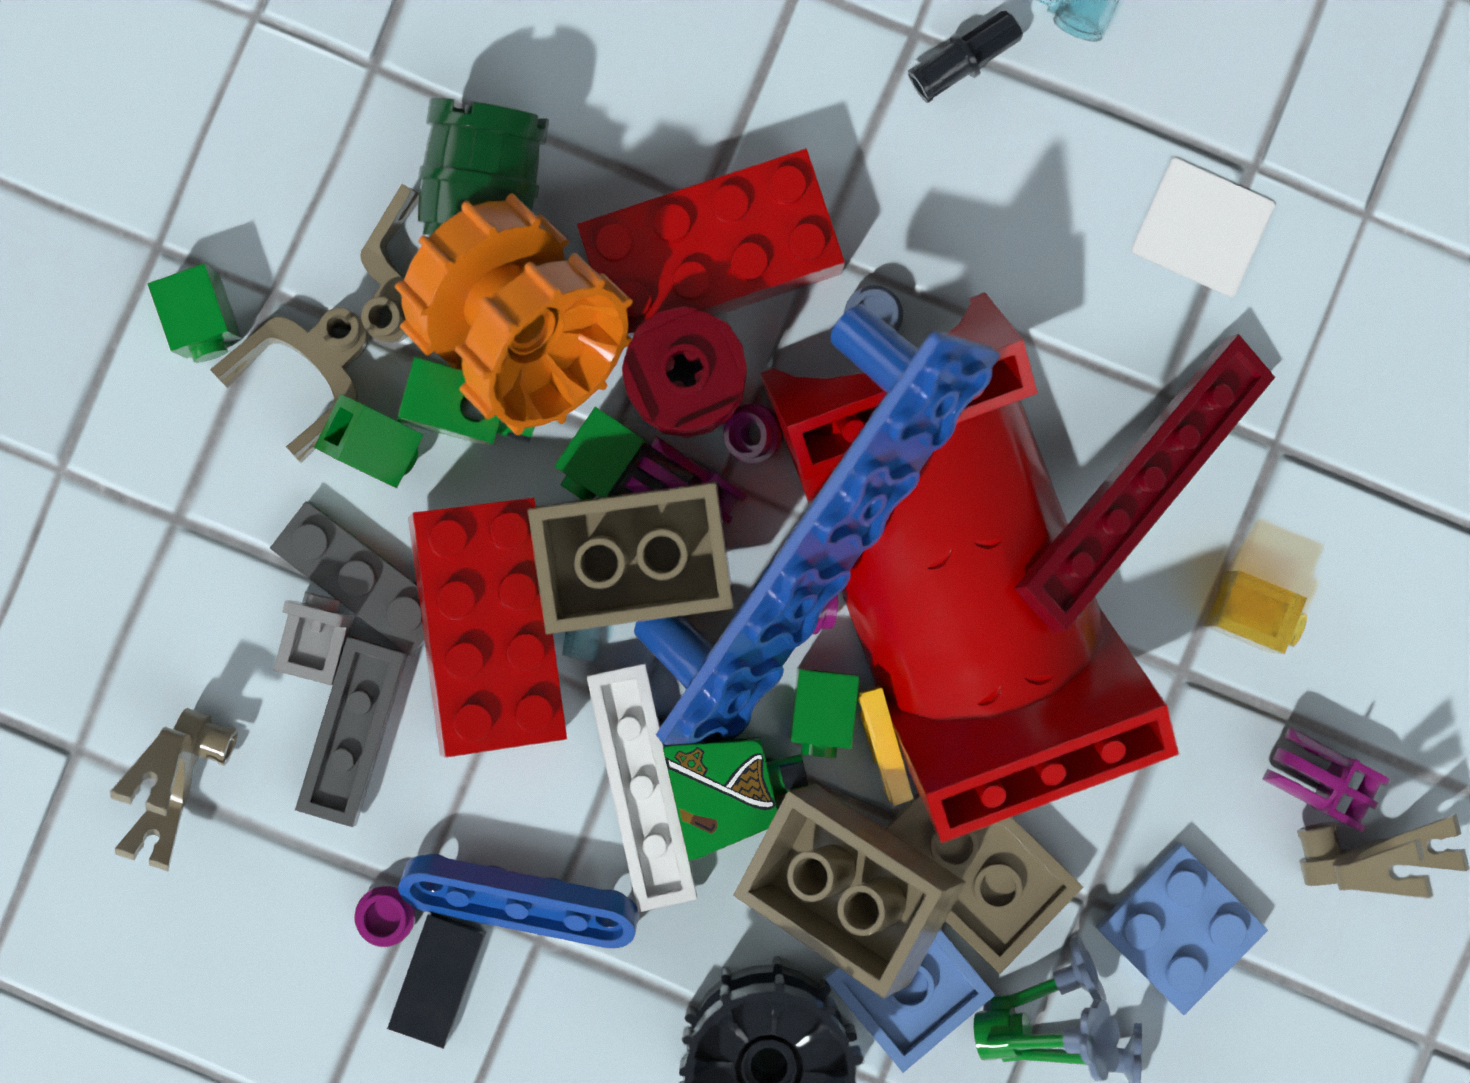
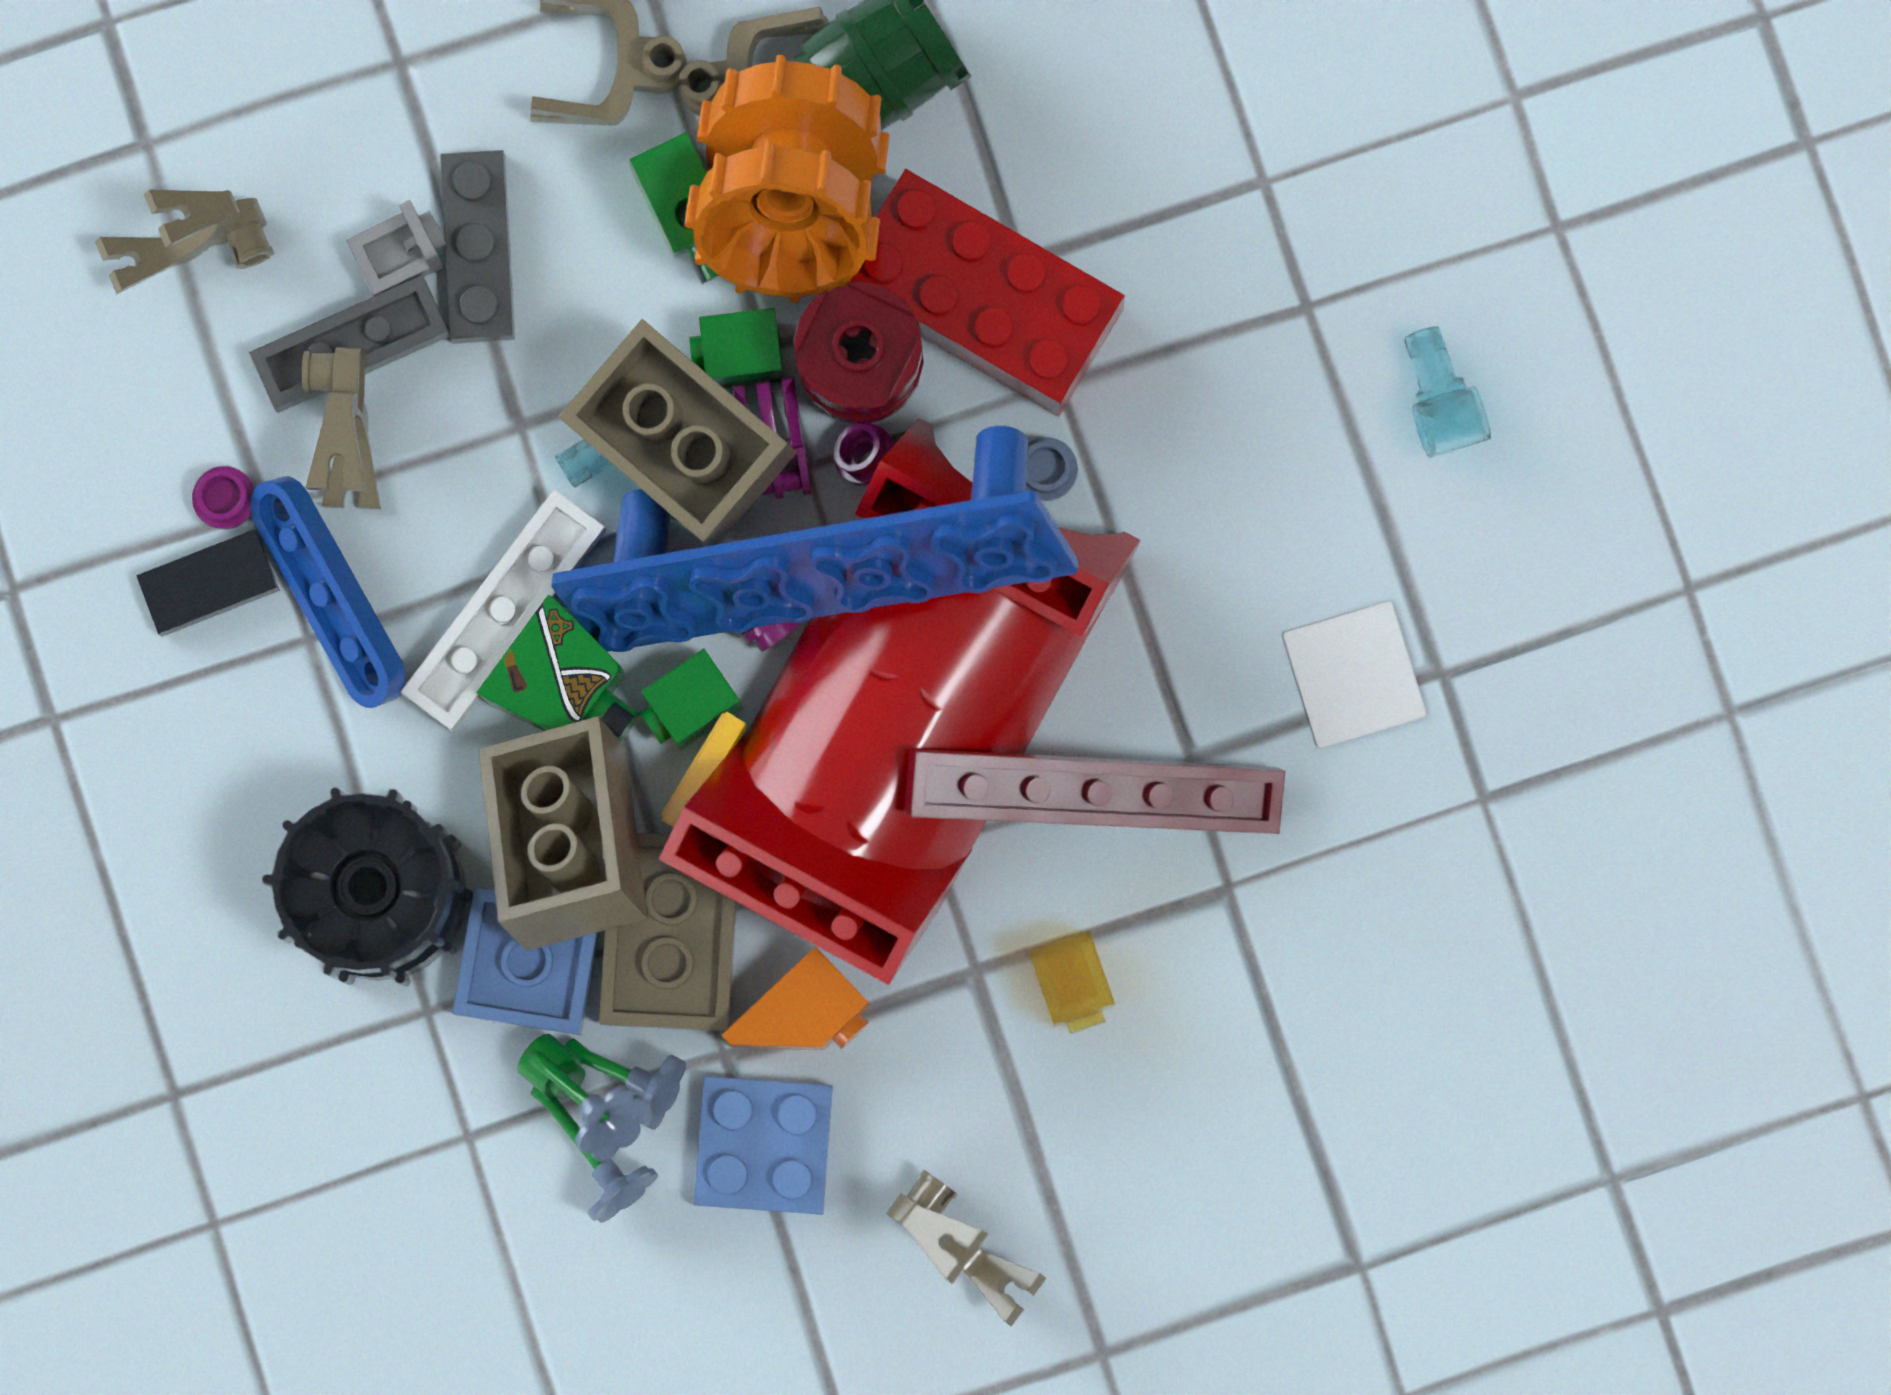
camera: 55 degrees right, 5 degrees down
(369, 441) = (593, 158): green brick -> none
(412, 790) = (343, 428): none -> dark tan piece
(485, 629) = (512, 380): red brick -> none
(965, 55) = (1322, 361): black axle -> none
(1115, 826) = (803, 1010): none -> orange slope
(1331, 782) = (995, 1196): magenta arm -> none

